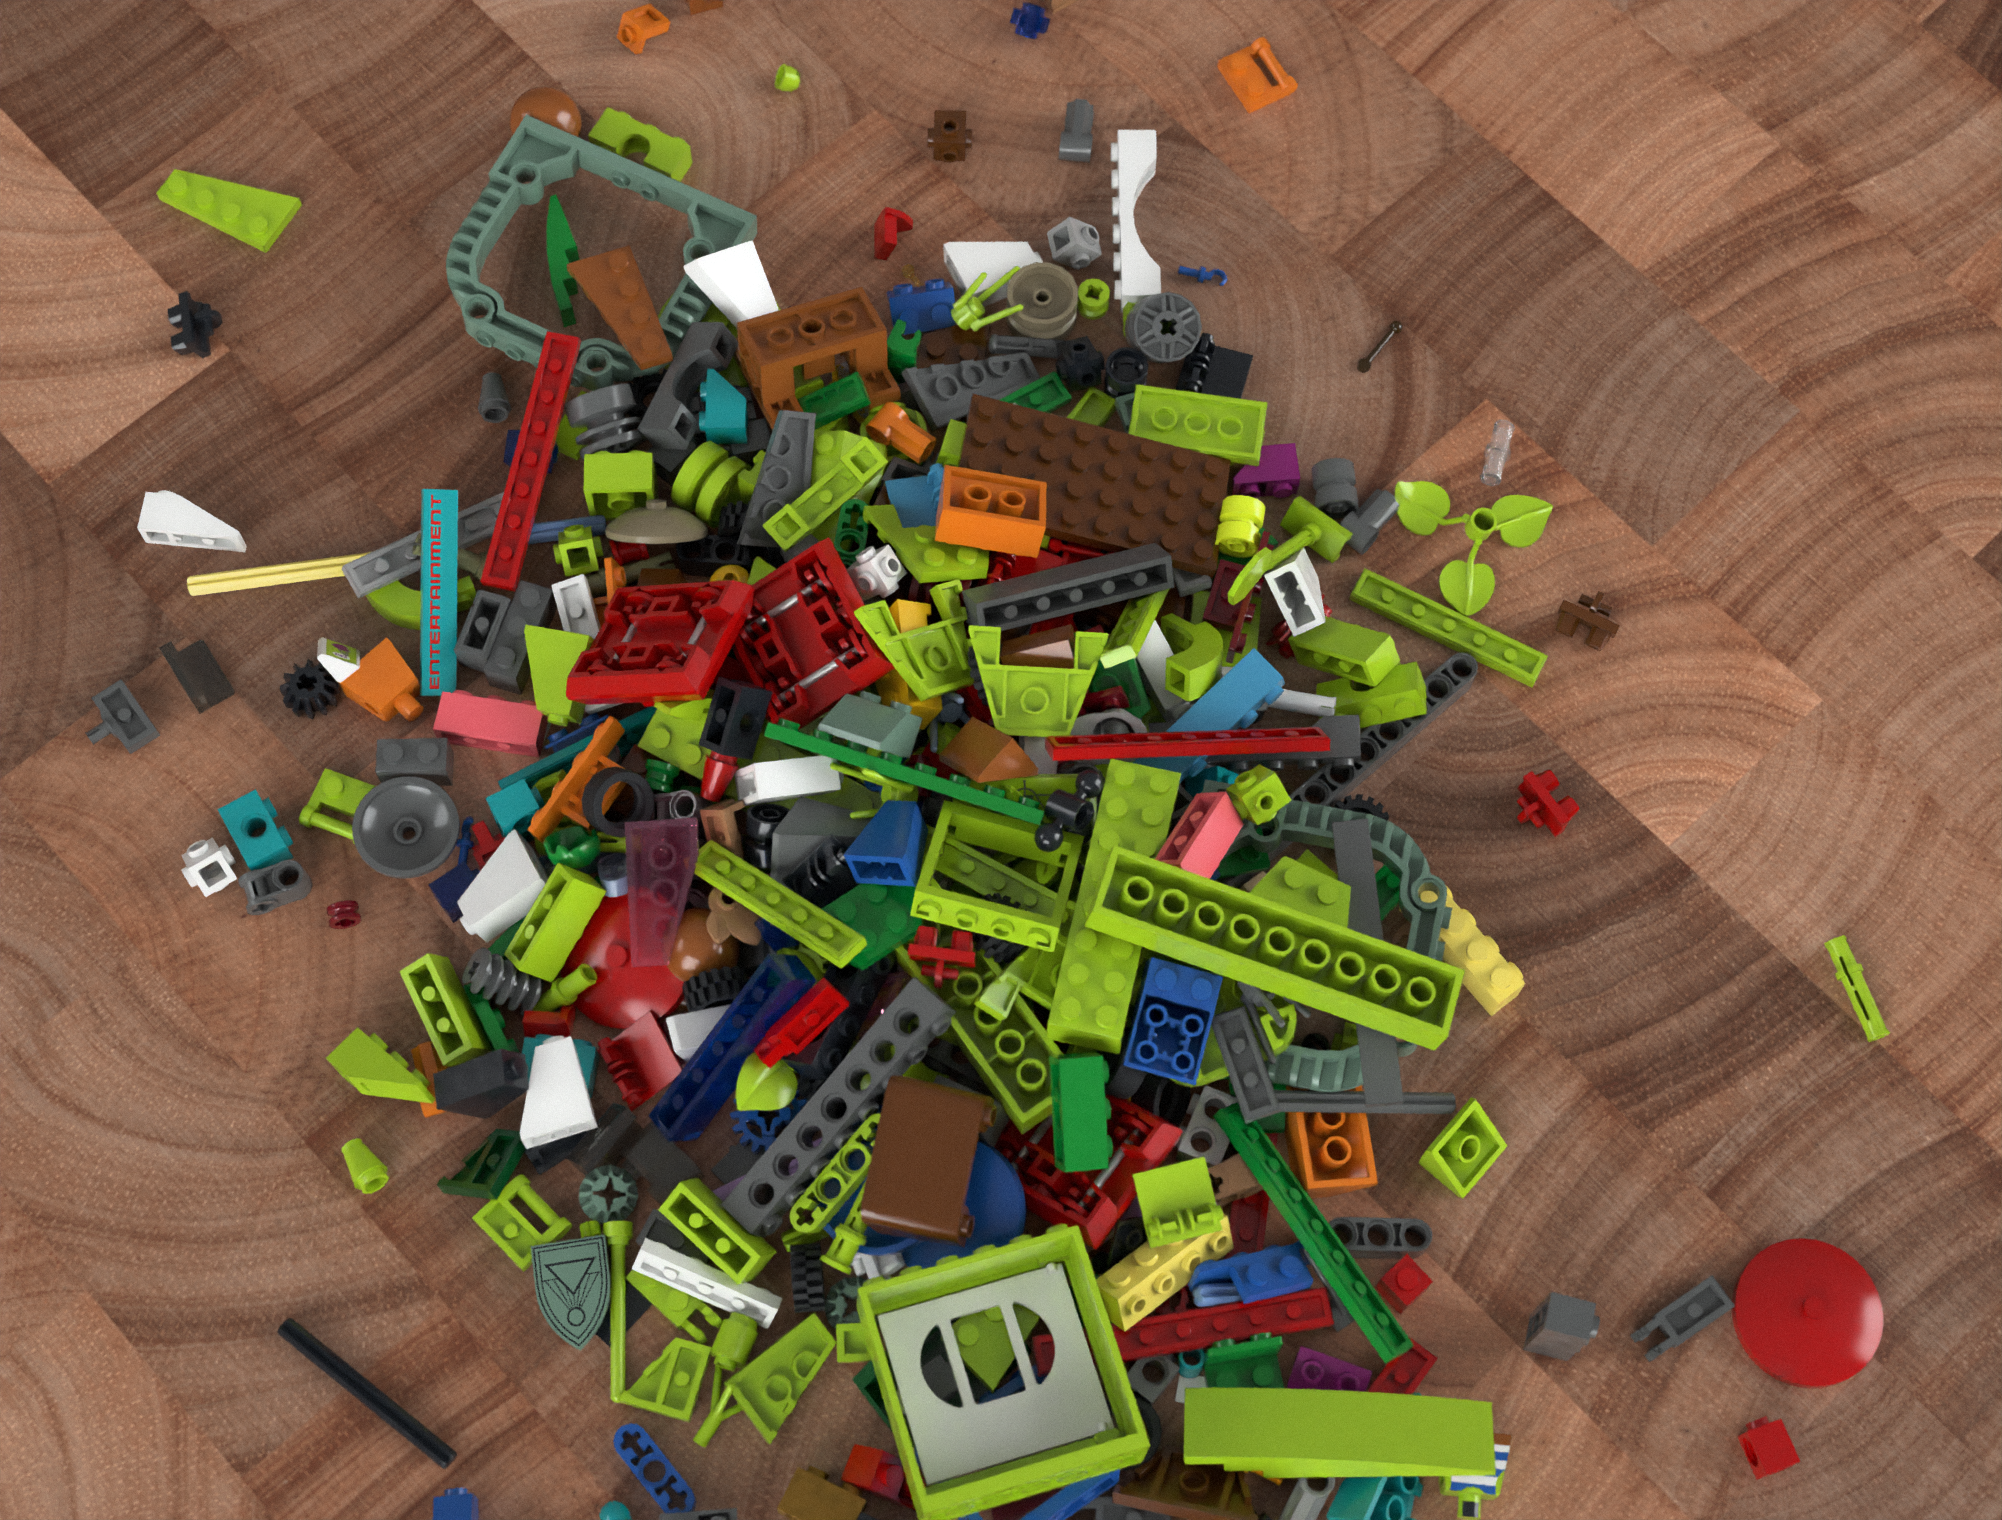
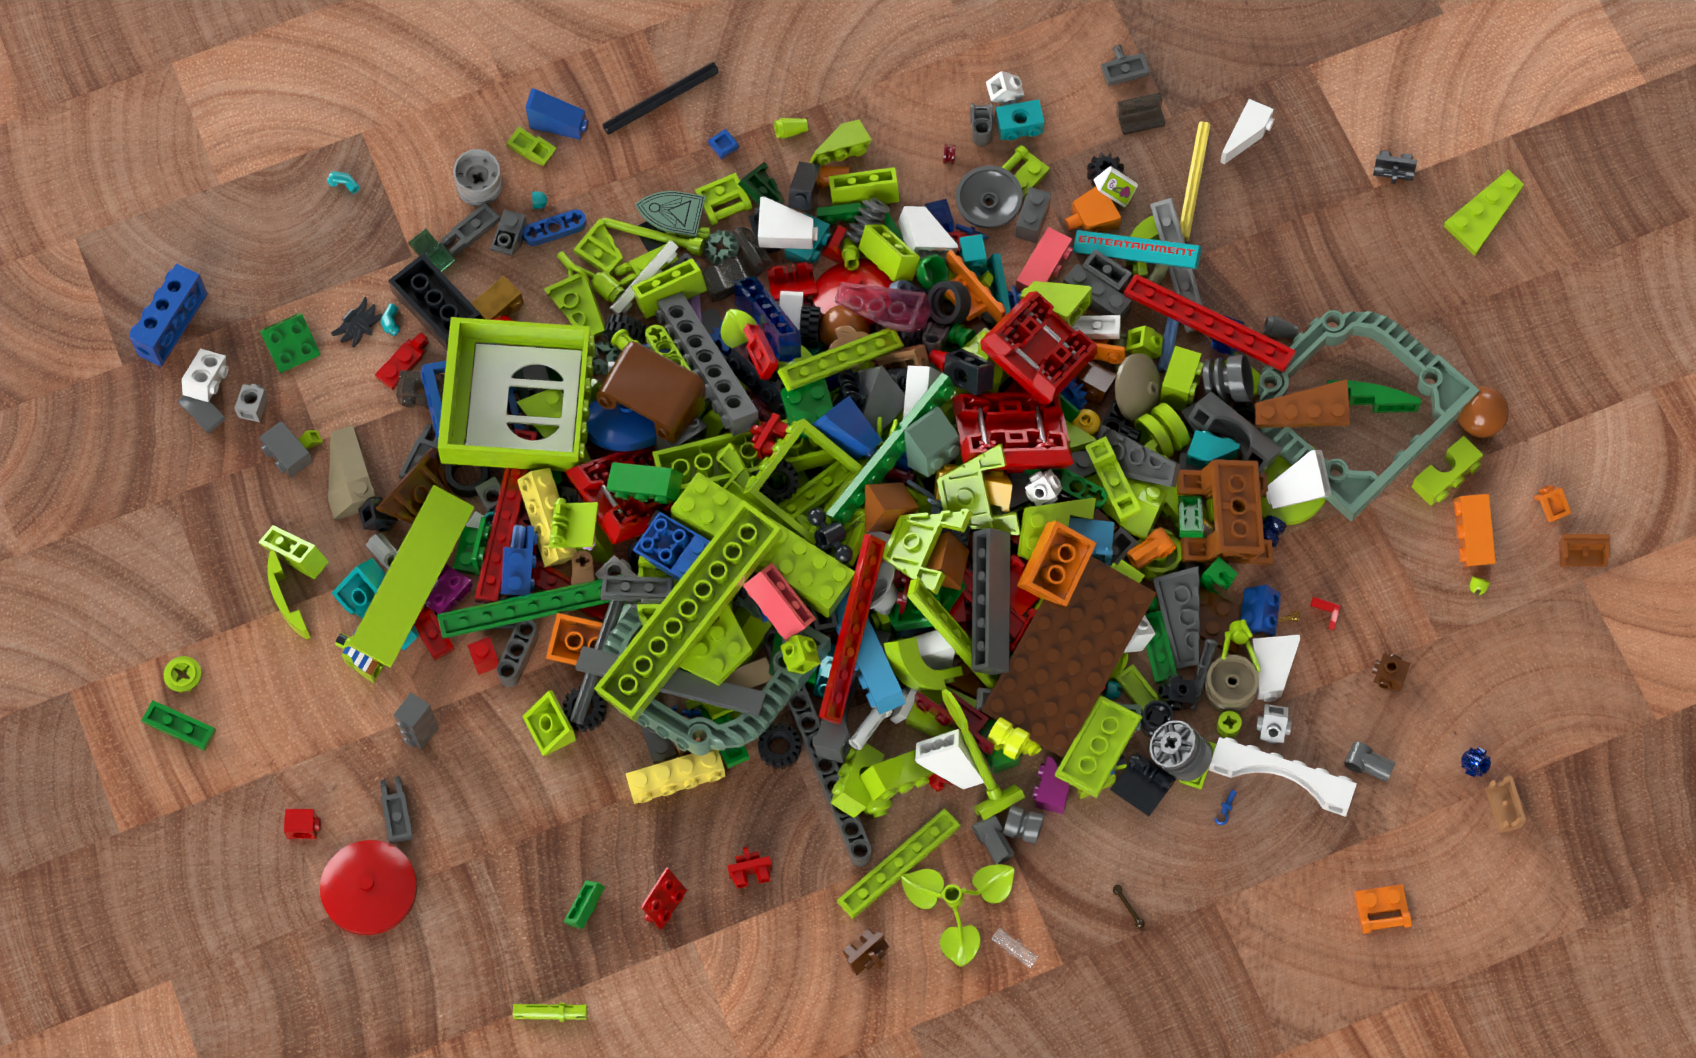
camera: 115 degrees right, 0 degrees up
(421, 1262) = (723, 144): none -> blue tile
(713, 95) = (1474, 530): none -> orange wedge
(1412, 1131) = (590, 721): none -> black tyre
(1659, 895) = (663, 899): none -> red hinge
(1694, 999) = (584, 904): none -> green plate

